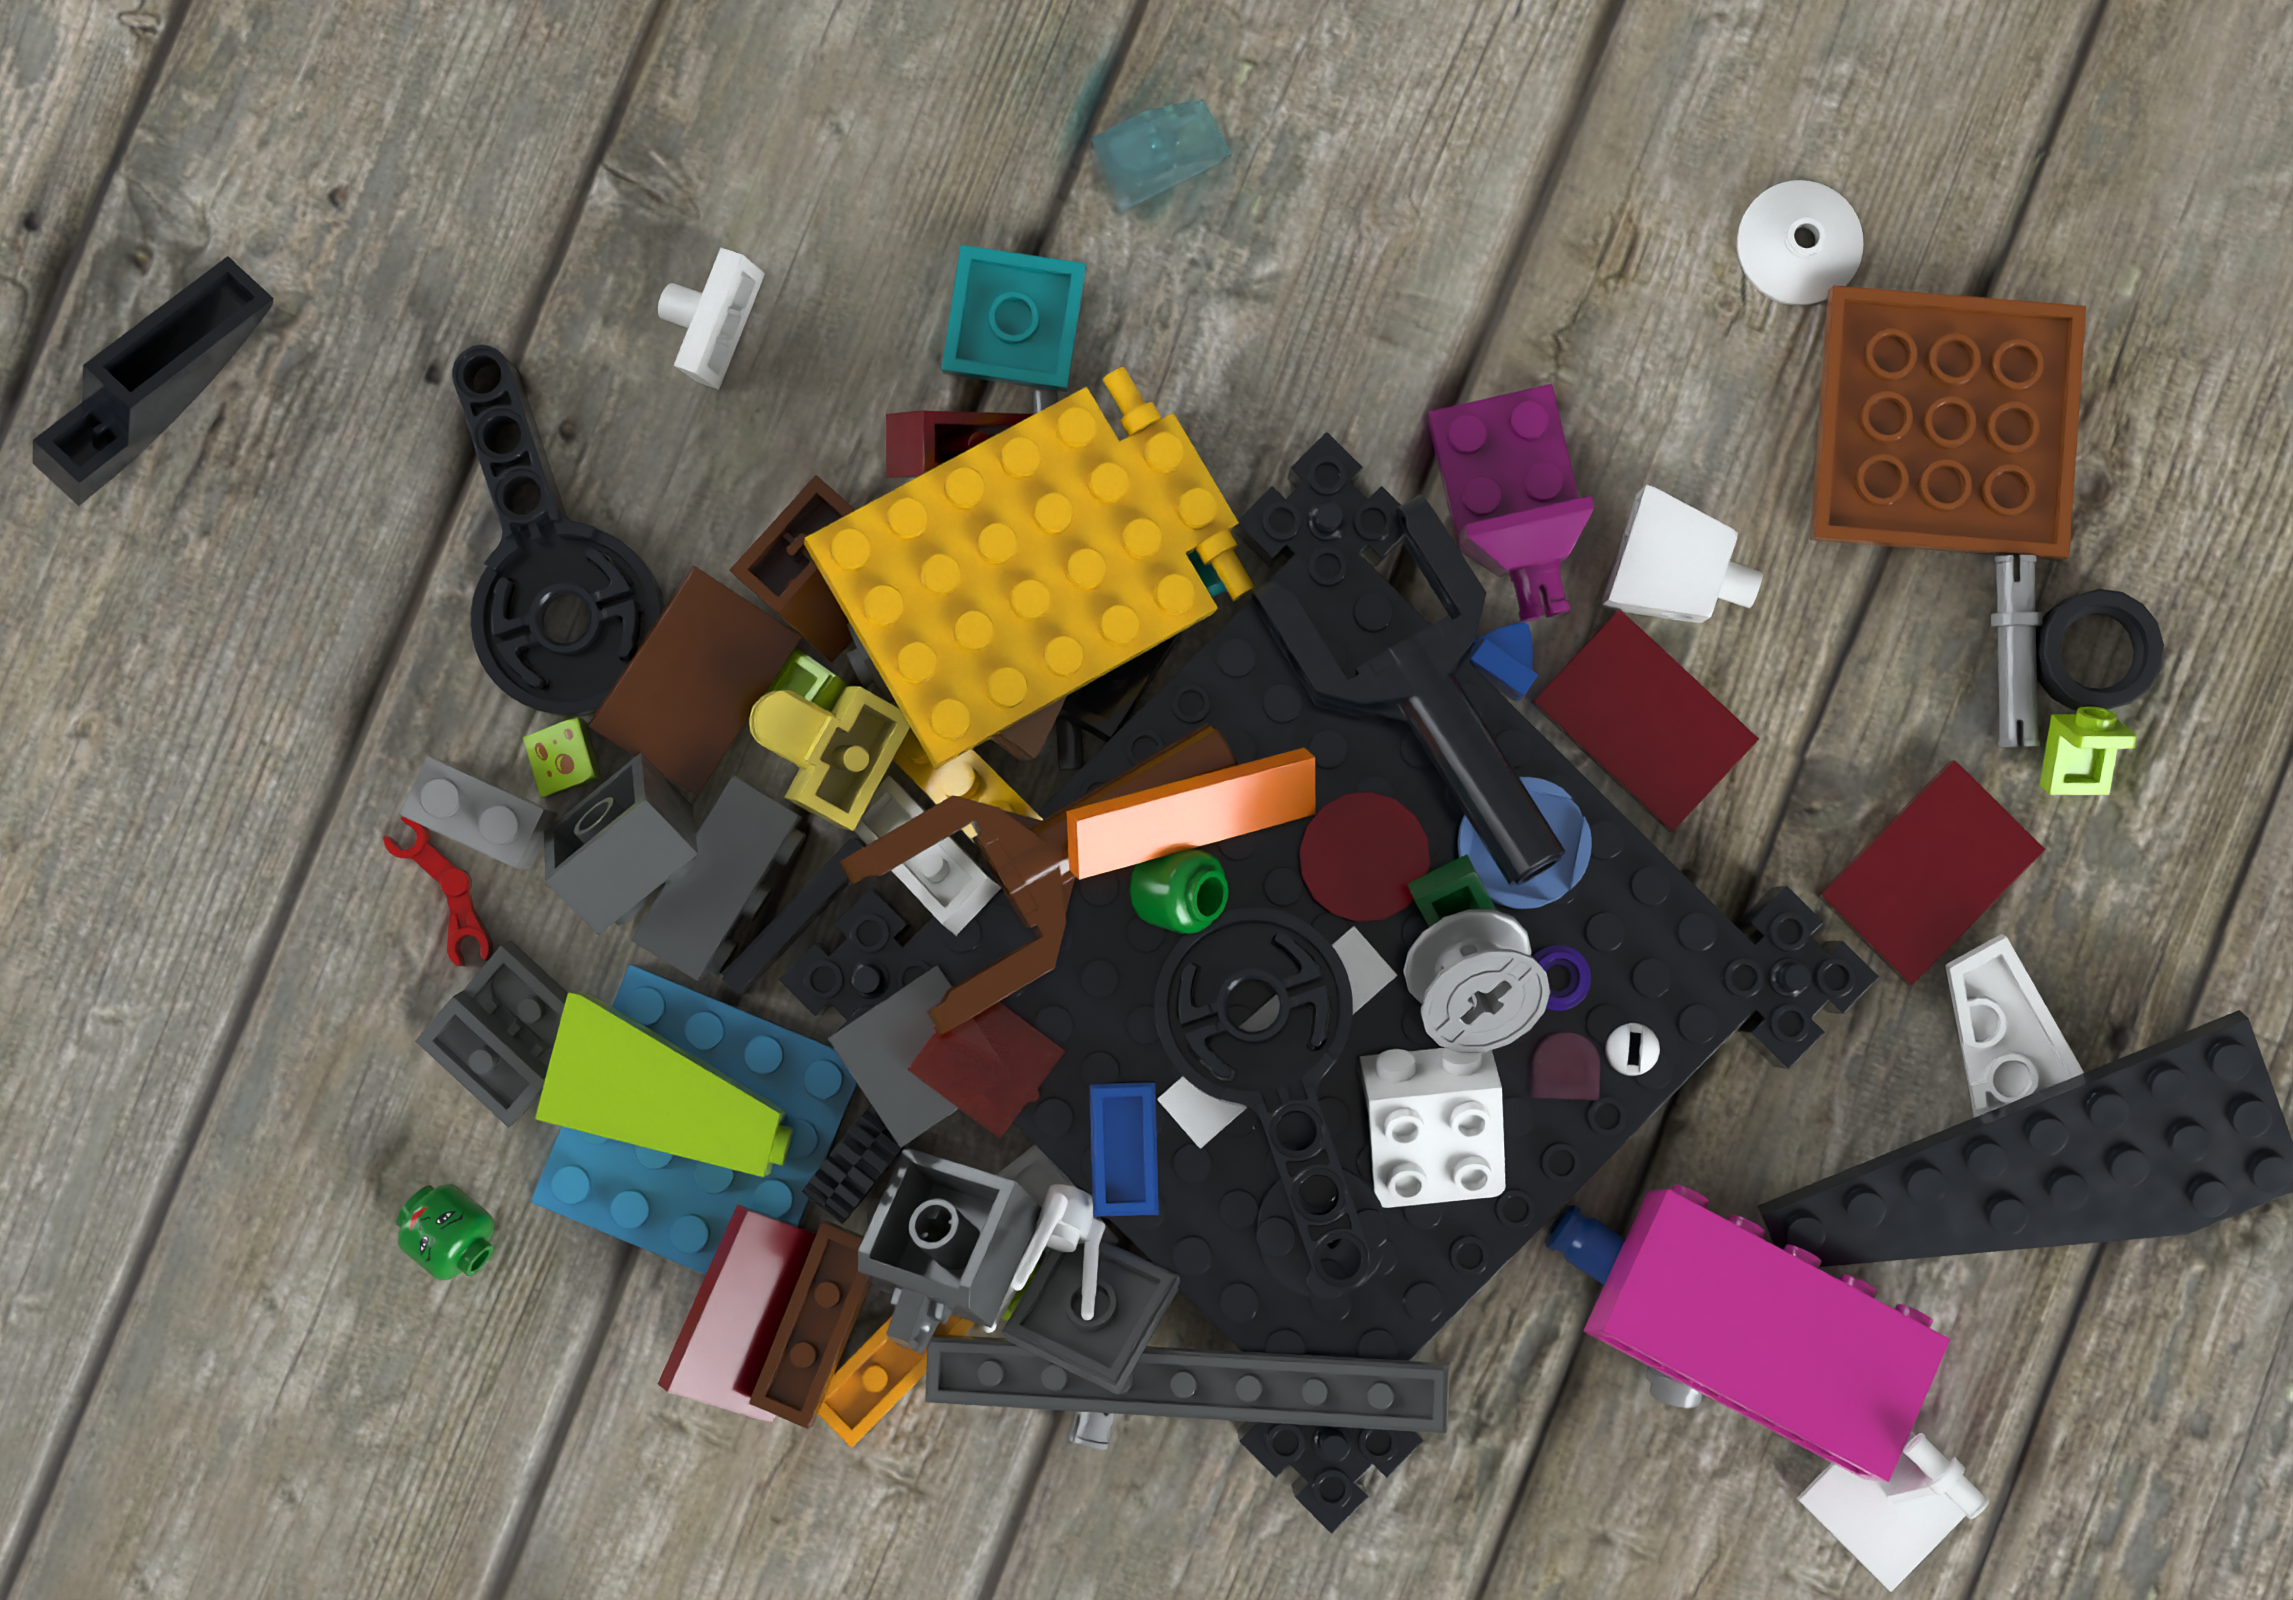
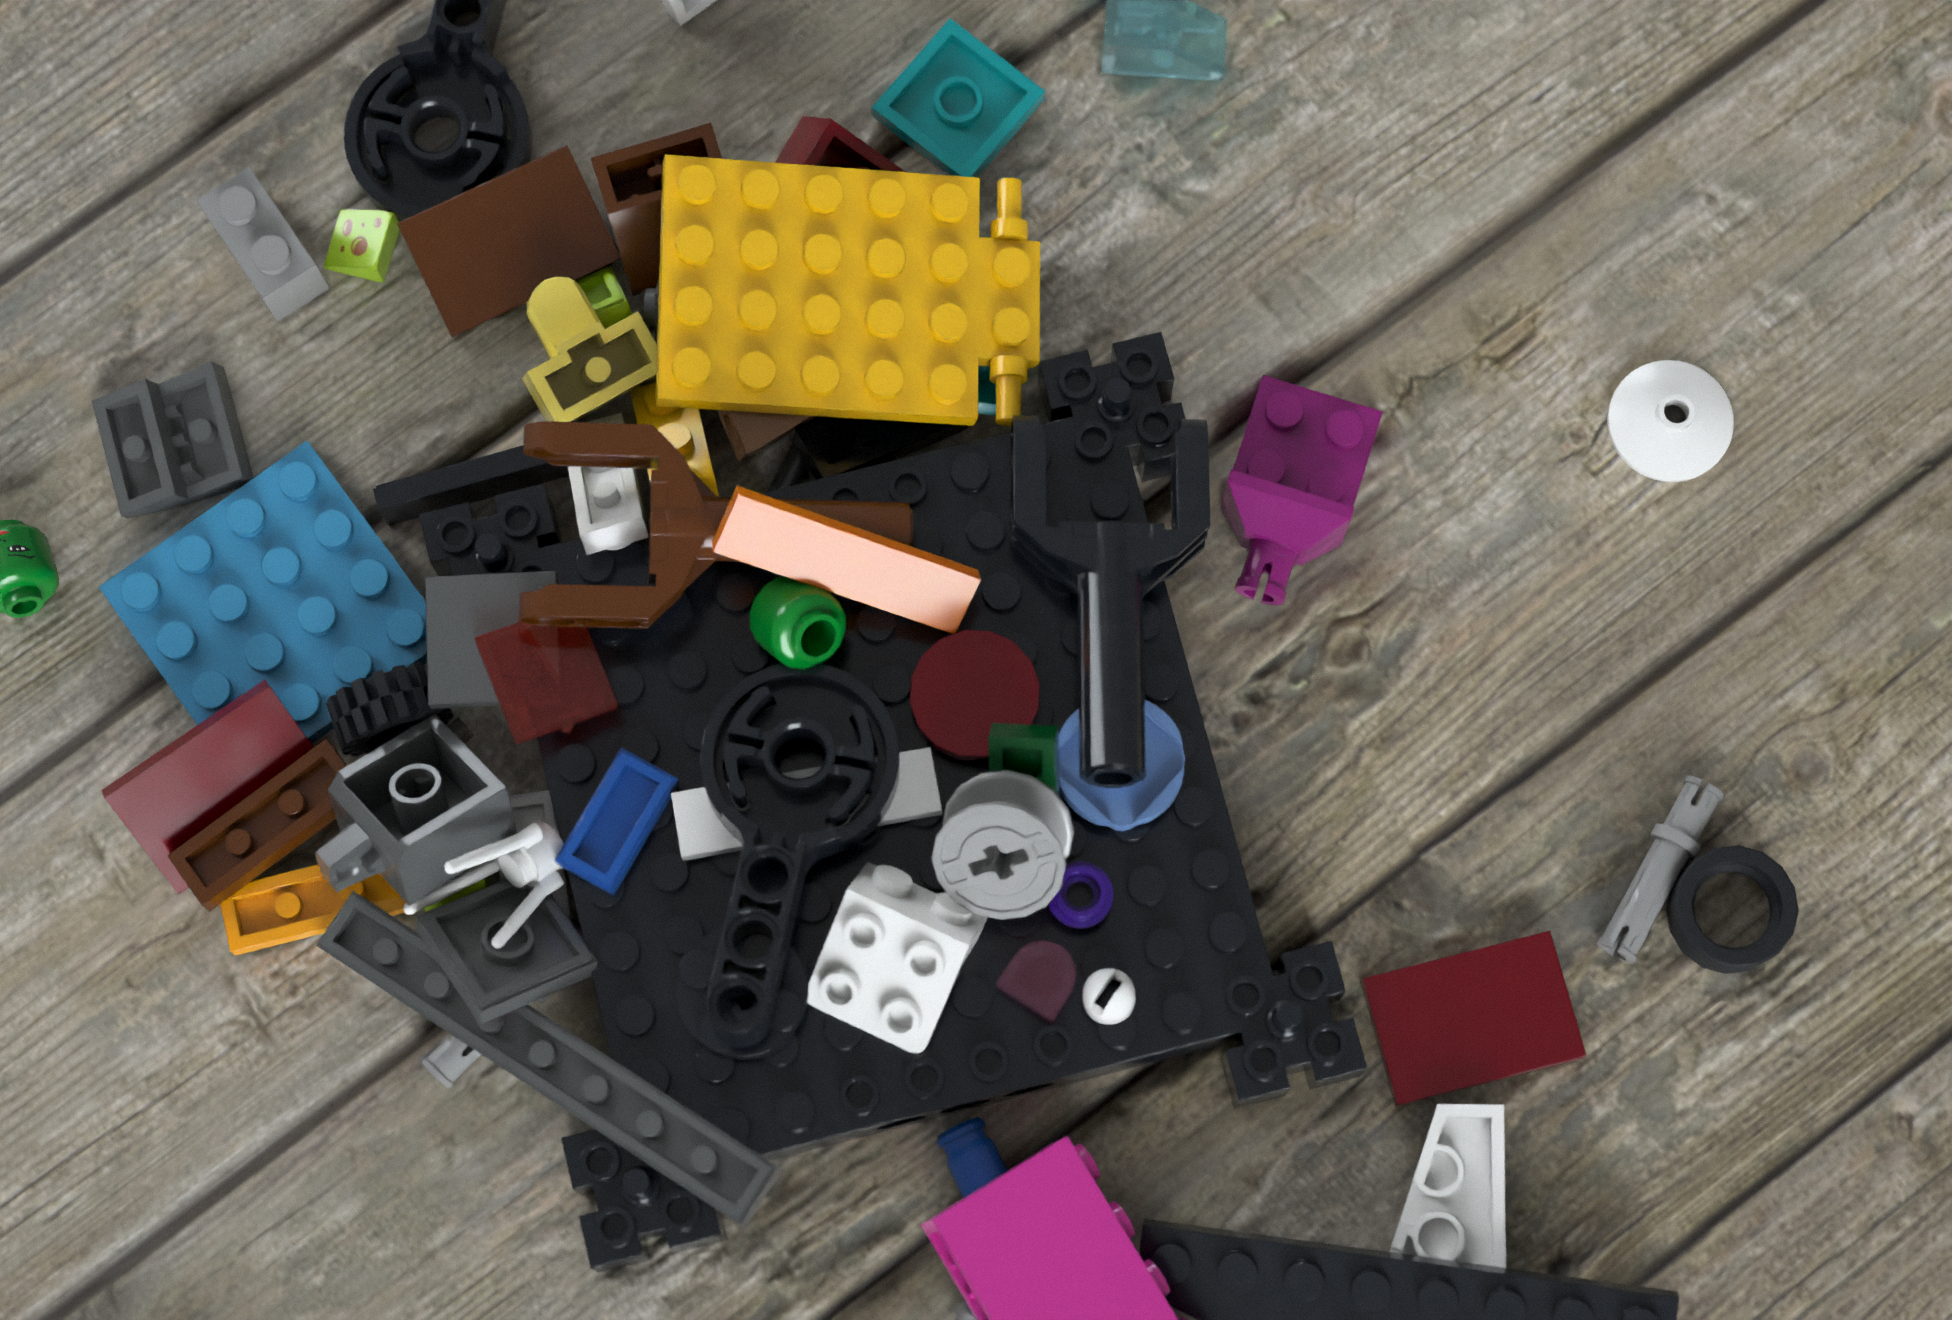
camera: 35 degrees right, 10 degrees down
(455, 884) = (209, 296): red piece -> none
(620, 845) = (359, 328): dark grey brick -> none
(648, 1092) = (250, 541): lime slope -> none
(736, 854) = (426, 413): dark grey brick -> none
(1506, 659) = (1203, 616): blue tile -> none
(1645, 720) = (1296, 741): dark red tile -> none
(1676, 562) = (1400, 620): white torso -> none
(1948, 423) = (1711, 640): dark orange plate -> none
(2083, 751) = (1668, 987): lime bracket -> none

